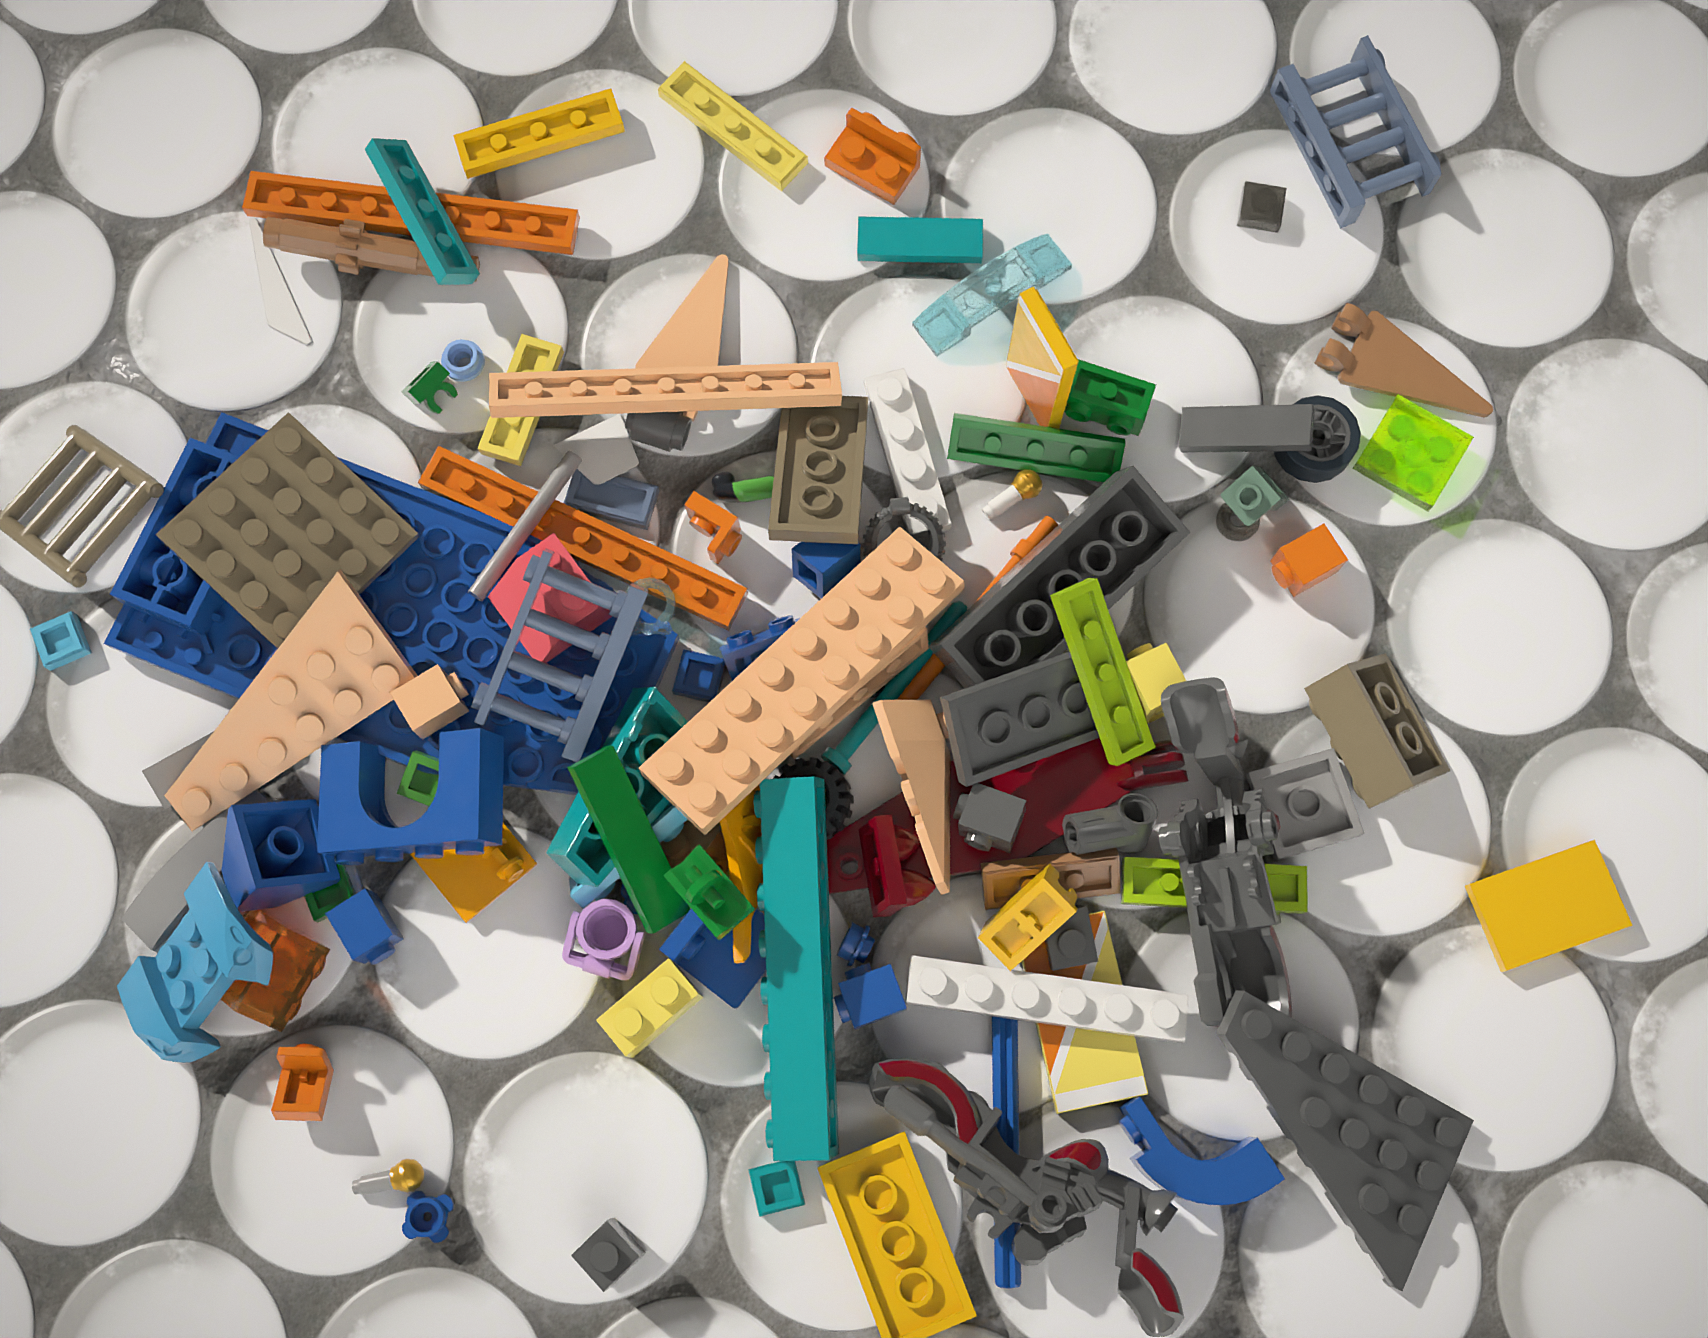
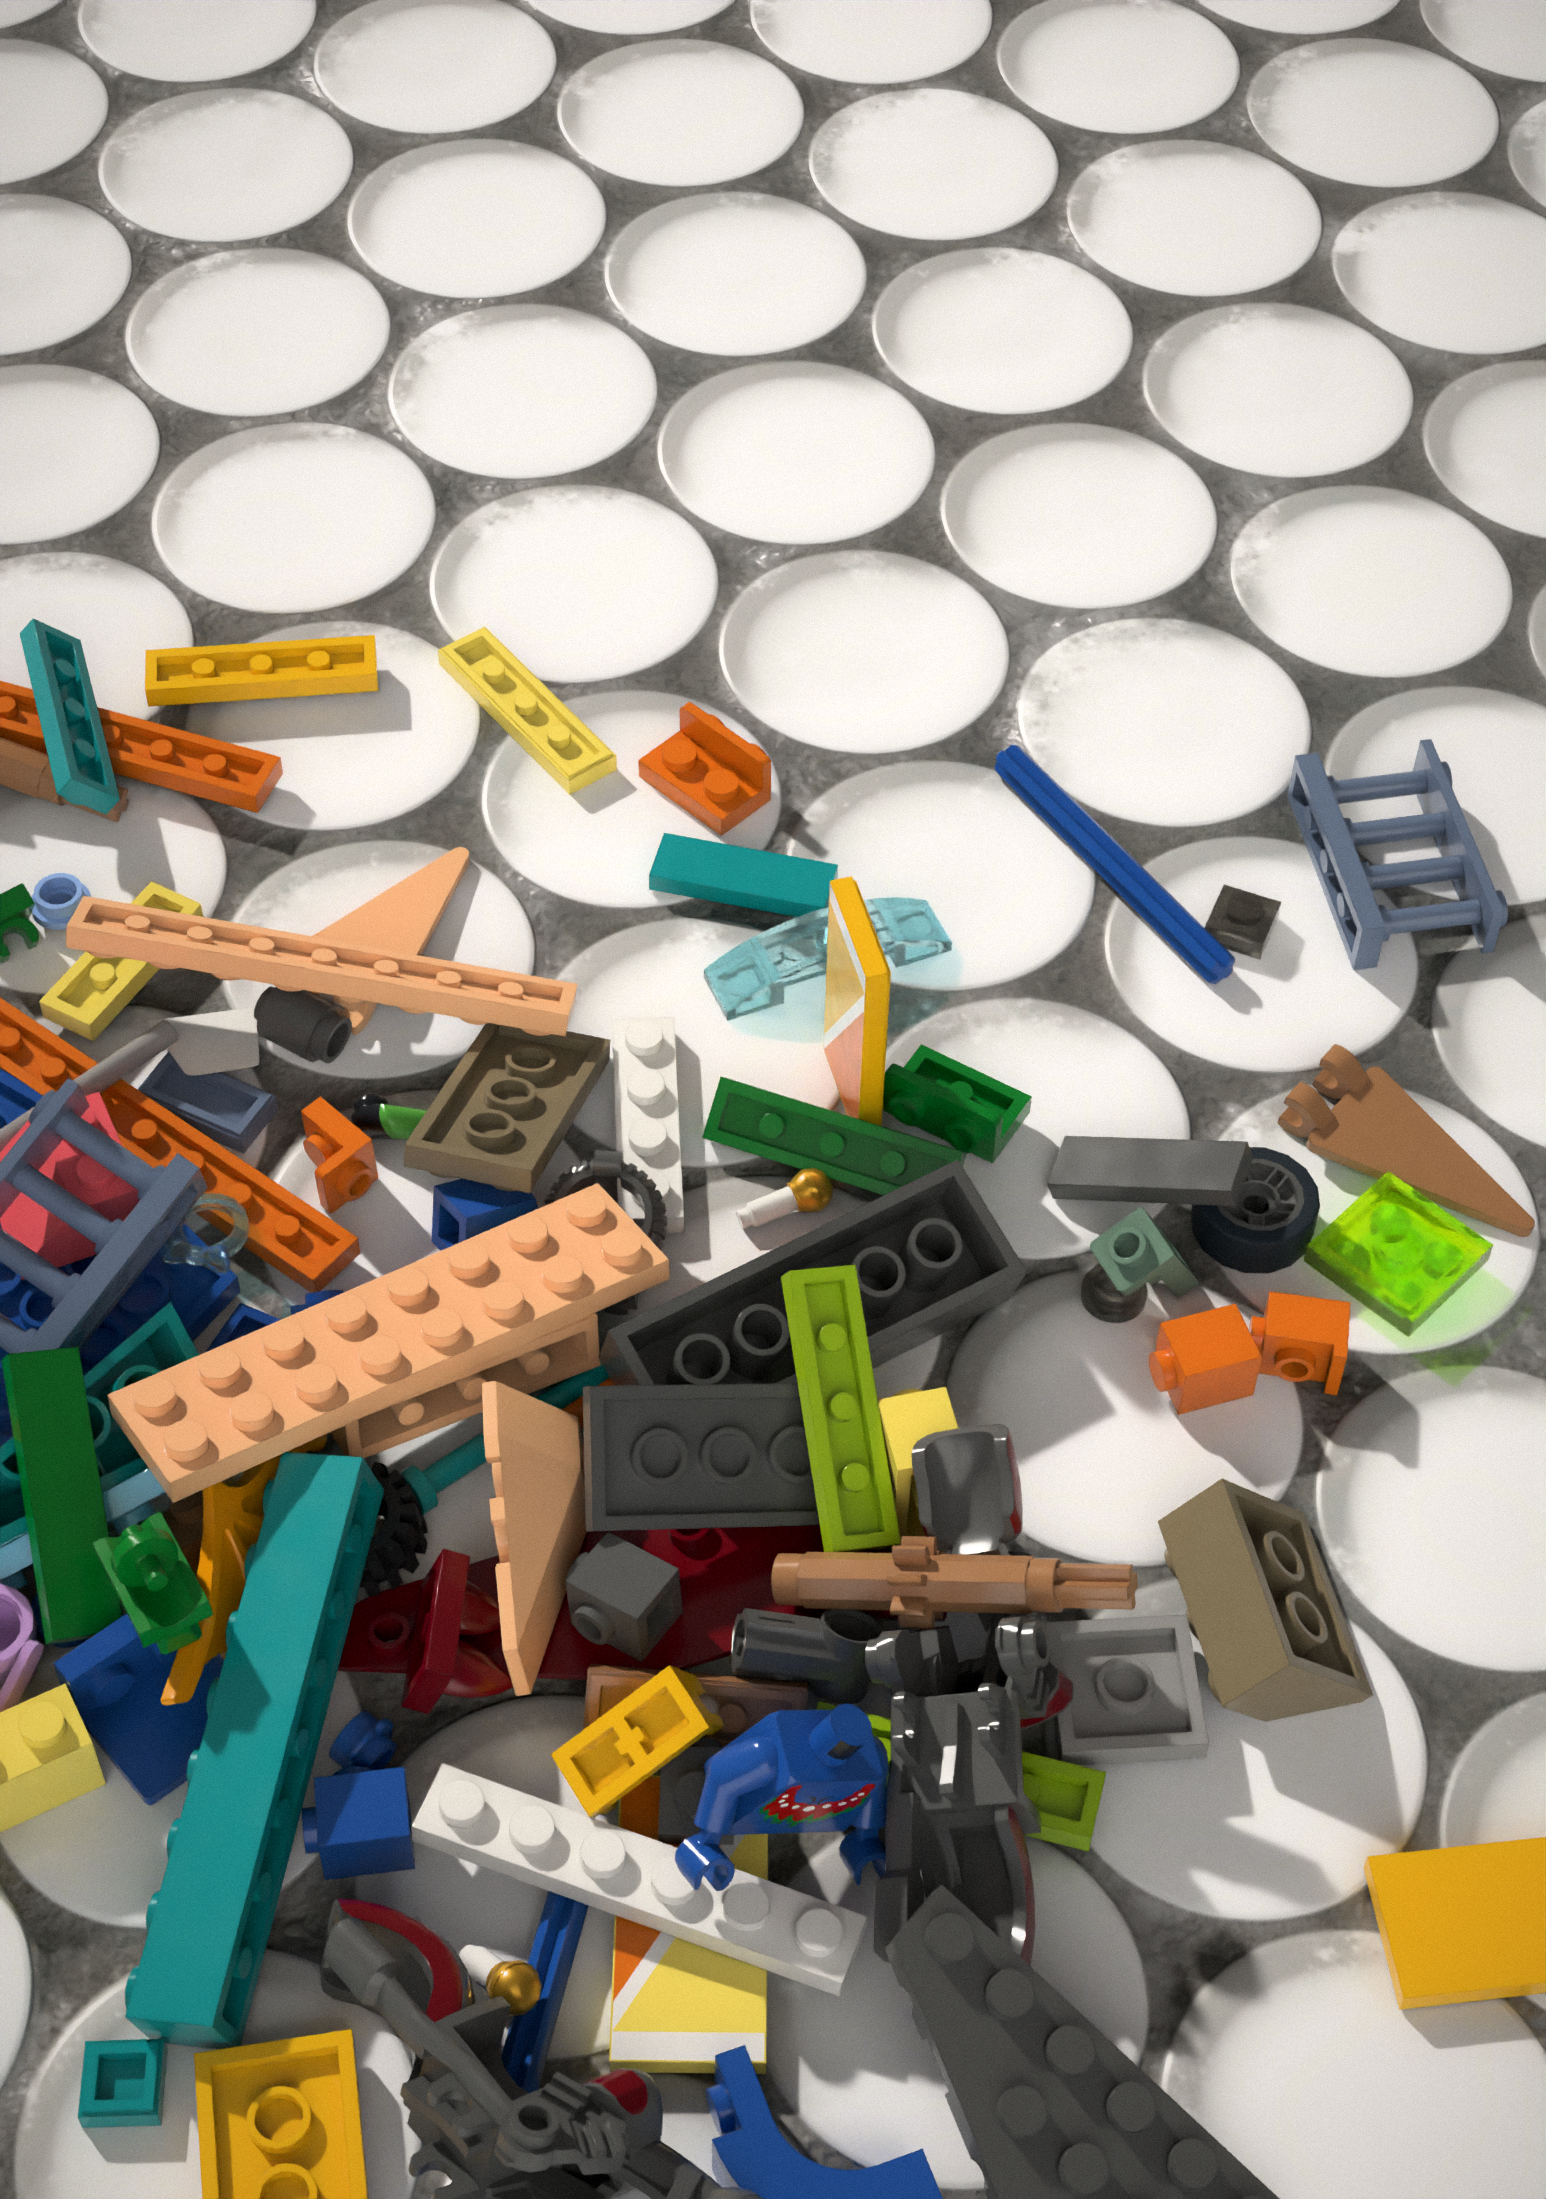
camera: 10 degrees right, 25 degrees down
(992, 1086) = (511, 1979): none -> pearl gold piece
(1129, 932) = (793, 1777): none -> blue torso
(1166, 176) = (1115, 865): none -> blue axle
(1180, 779) = (926, 1582): none -> medium nougat piece
(1368, 533) = (1303, 1339): none -> orange brick

